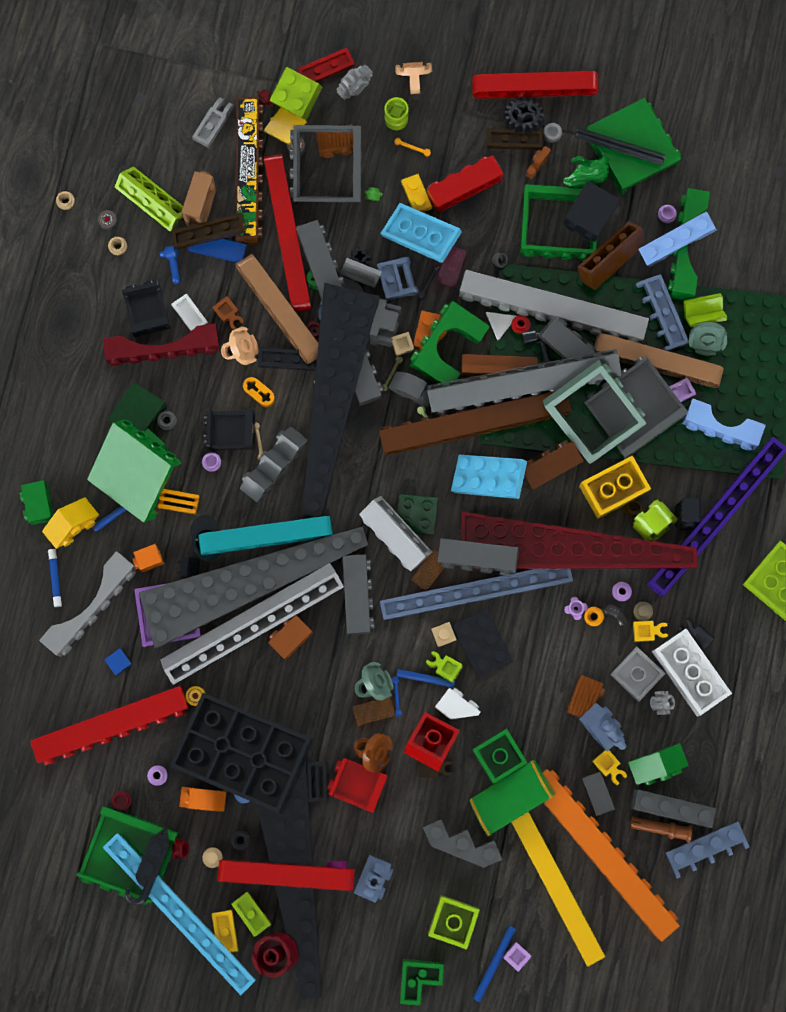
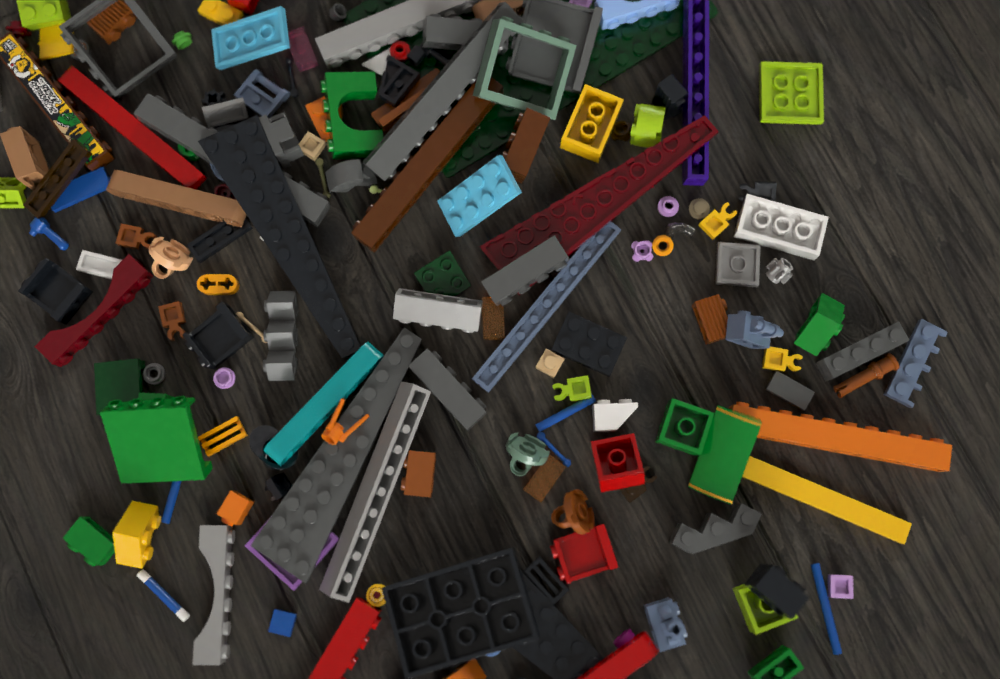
camera: 40 degrees left, 0 degrees up
(210, 391) = (172, 316): none -> dark orange plate
(255, 560) = (334, 431): none -> orange plant
(465, 916) = (777, 590): none -> black brick
(499, 346) = (397, 81): none -> black wing

